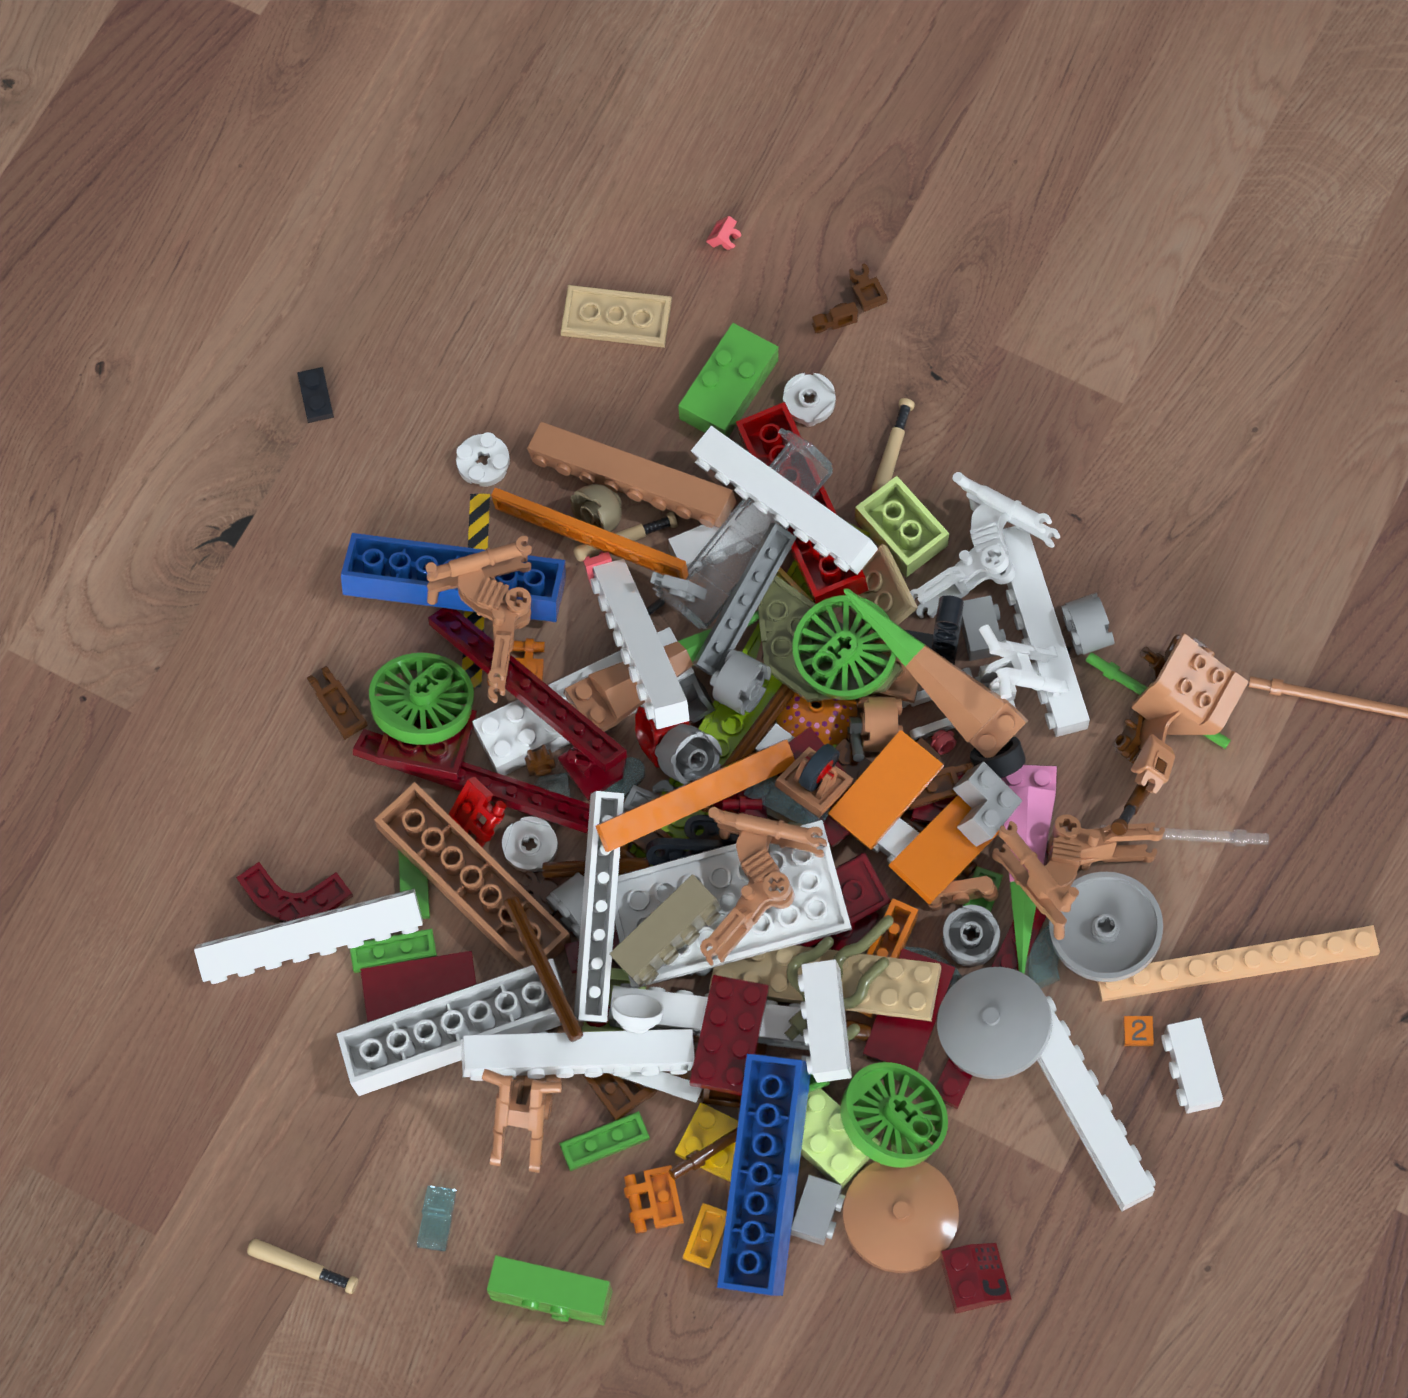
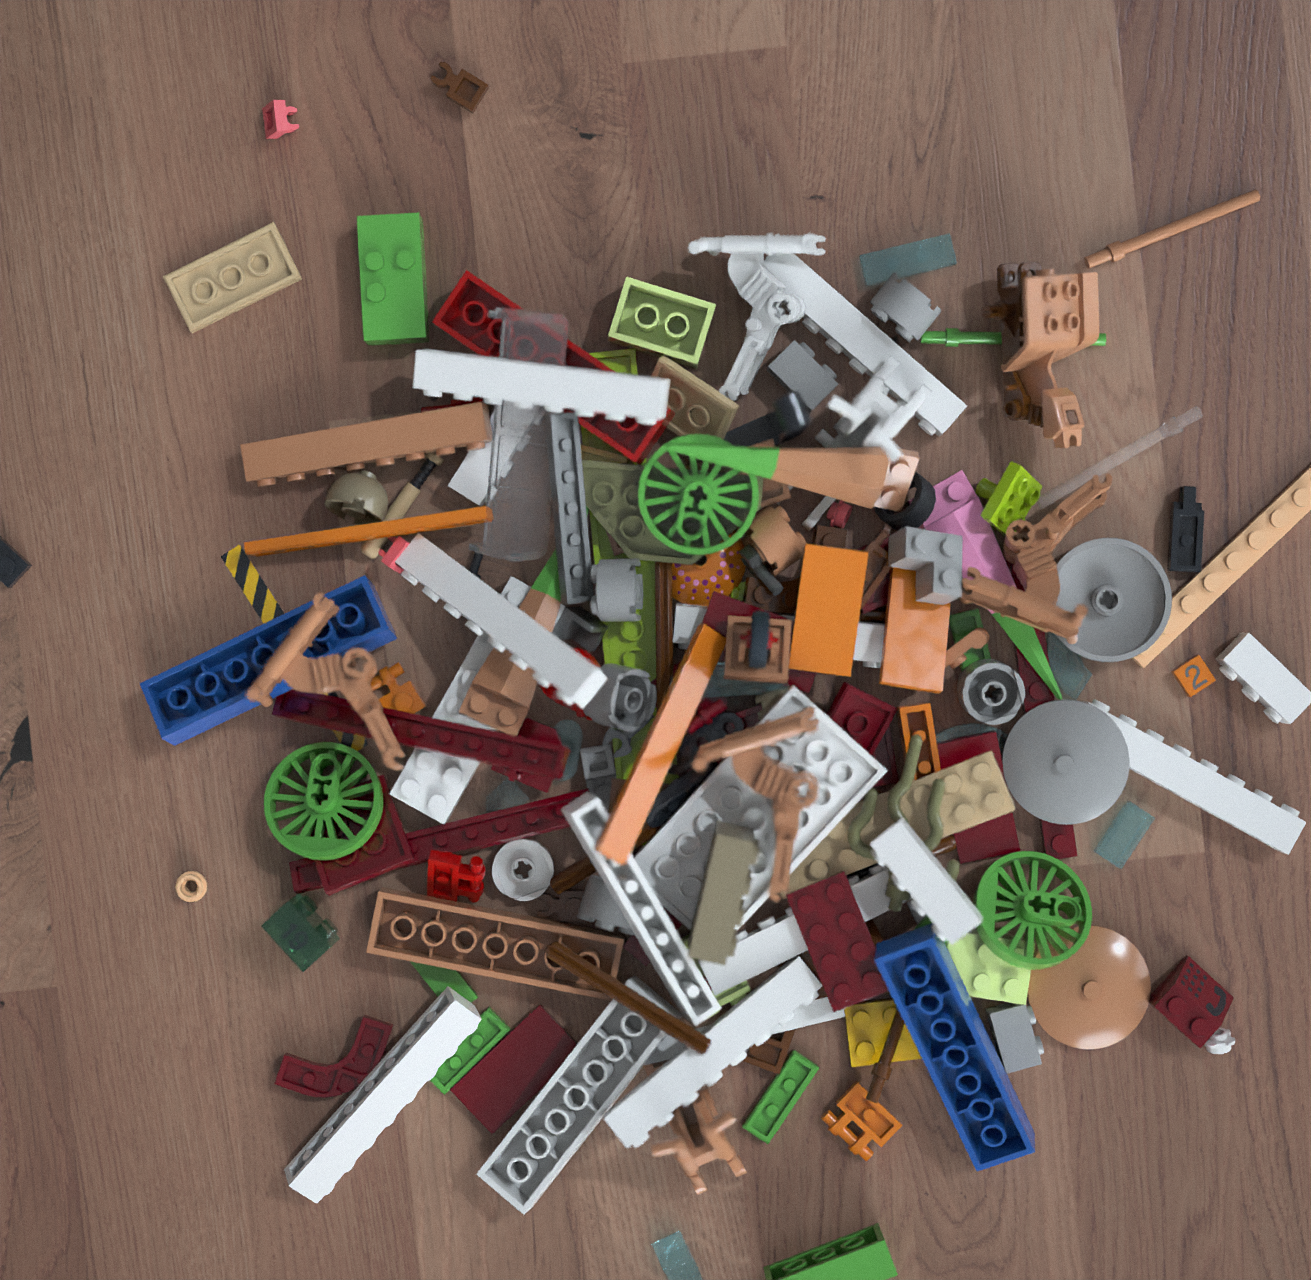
camera: 40 degrees left, 20 degrees up
(277, 695) = (182, 890): none -> light nougat plate
(338, 705) = (246, 853): reddish brown hinge -> none
(338, 778) = (301, 931): none -> clear green brick
(477, 473) = (191, 520): white plate -> none
(540, 761) = (479, 787): reddish brown plate -> none
(637, 1012) = (738, 971): white piece -> none
(679, 587) = (497, 537): light grey plate -> none
(705, 1236) = (930, 1123): light orange plate -> none
(823, 403) = (471, 229): white plate -> none
(839, 316) = (454, 133): reddish brown plate -> none
(893, 445) = (601, 257): tan piece -> none
(976, 1321) = (1220, 1042): none -> white plate
(1006, 1116) = (1124, 834): none -> clear light blue tile
(1081, 800) = (1009, 498): none -> lime plate
(1117, 598) = (908, 259): none -> clear light blue tile
(1131, 808) = (1066, 473): reddish brown piece -> none
(1199, 920) = (1186, 532): none -> black hinge

